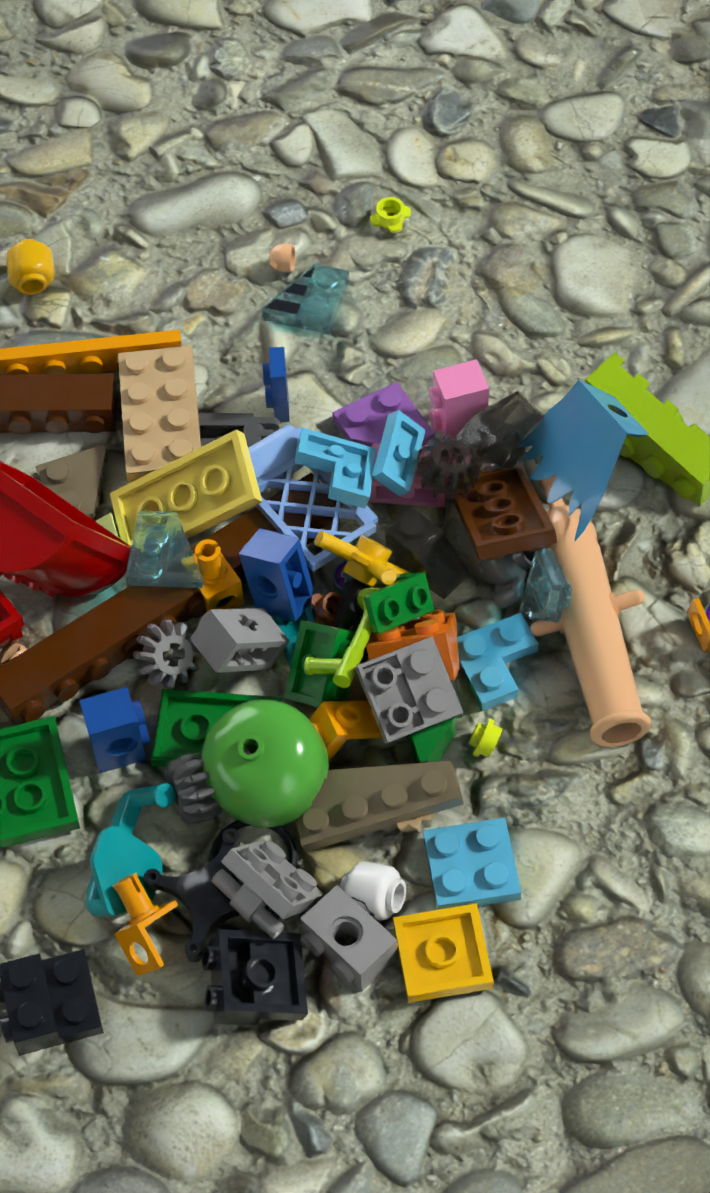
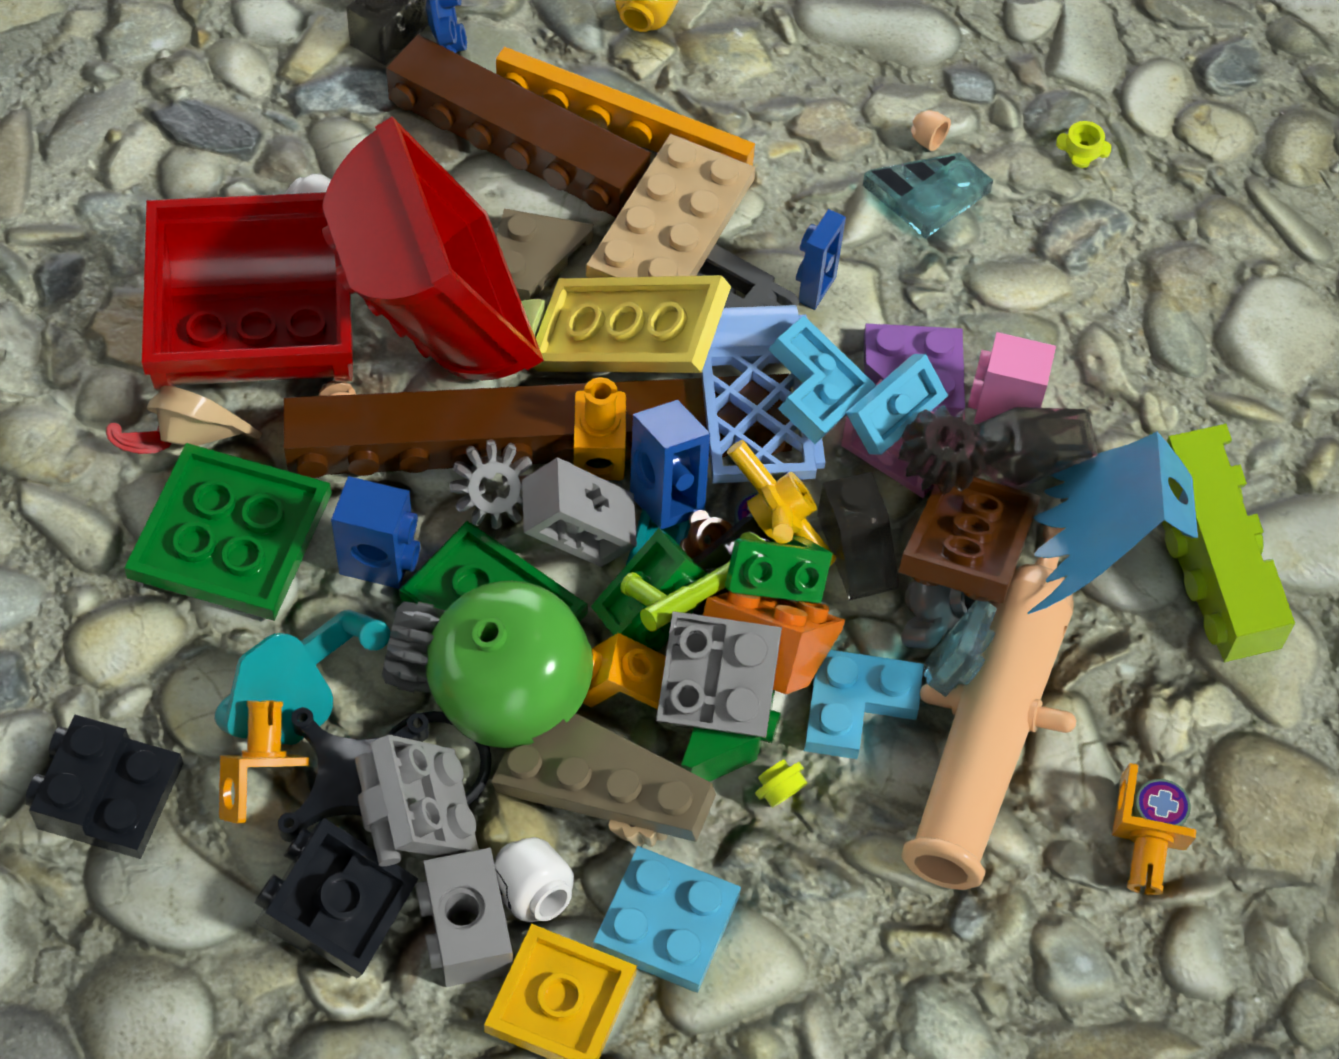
camera: 25 degrees right, 0 degrees up
(161, 553) = (556, 369): clear light blue wing -> none

